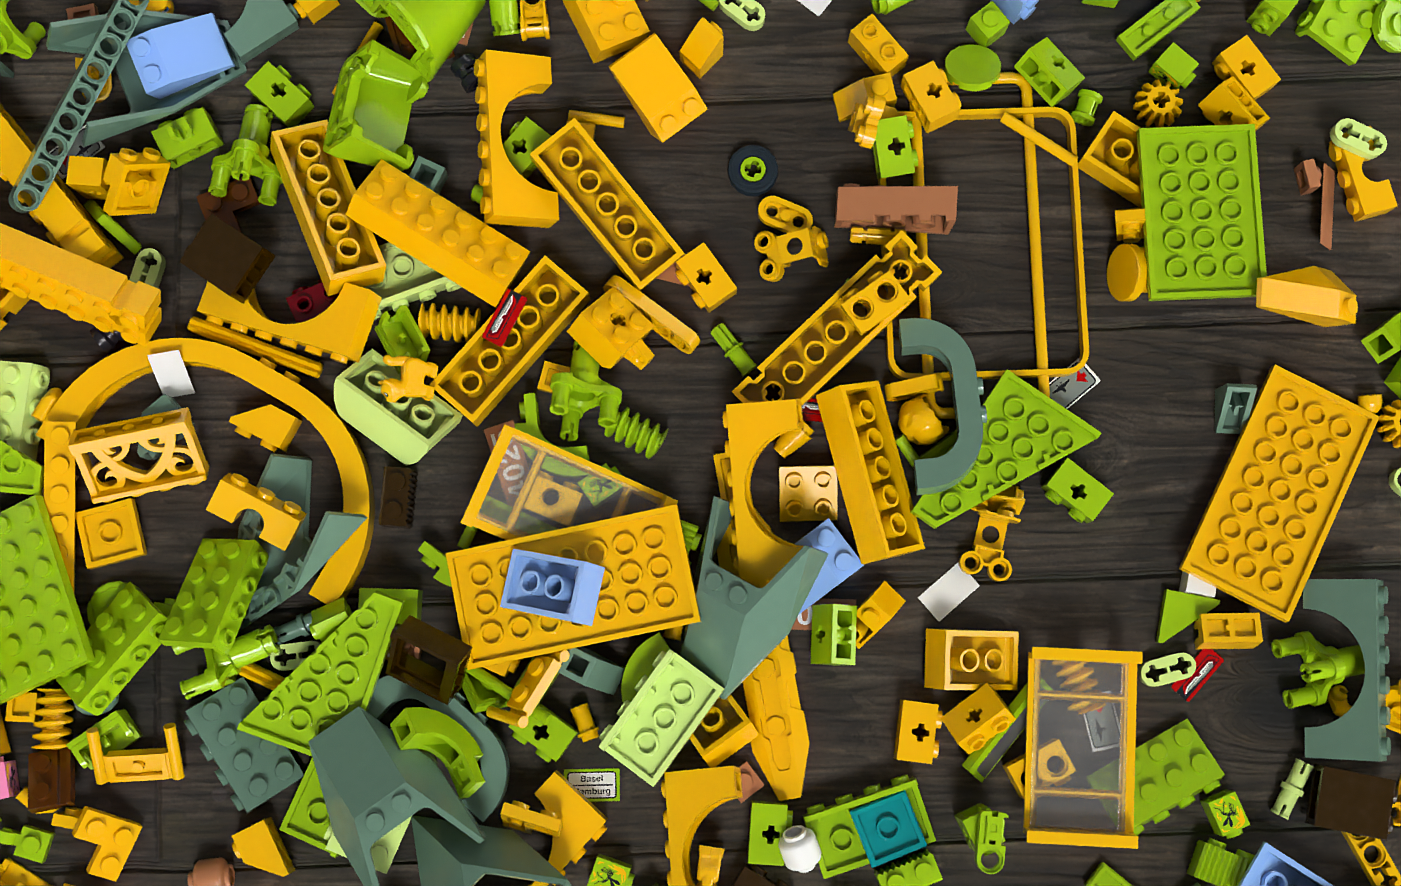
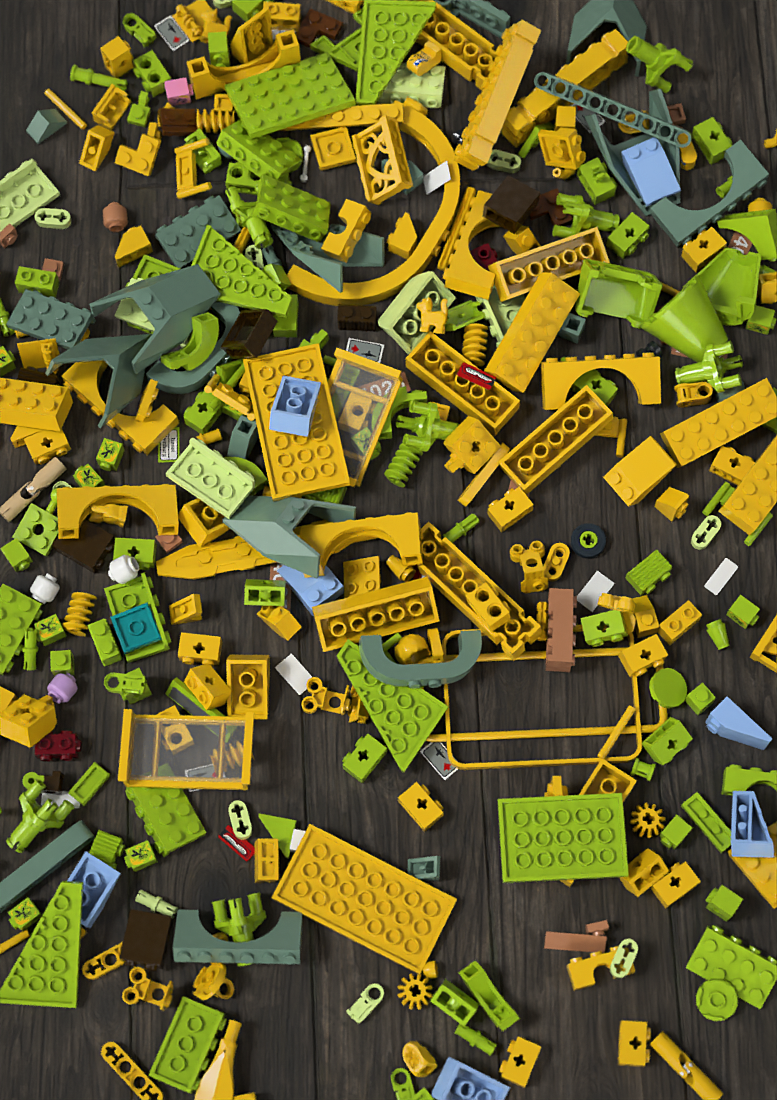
camera: 90 degrees right, 10 degrees down
(156, 580) = (303, 177): none -> white hinge
(165, 673) = (244, 183): none -> lime brick
(173, 186) = (563, 174): none -> yellow arm
(287, 245) = (522, 240): none -> yellow slope
(448, 489) = (365, 349): none -> light grey sticker
(803, 86) = (649, 572): none -> lime brick
(825, 165) = (593, 590): none -> white sticker
(857, 753) = (186, 610): none -> yellow slope
(1127, 272) = (520, 791): yellow tile -> none
(1160, 406) = (410, 801): none -> yellow brick
(1309, 296) = (507, 918): yellow wedge -> none

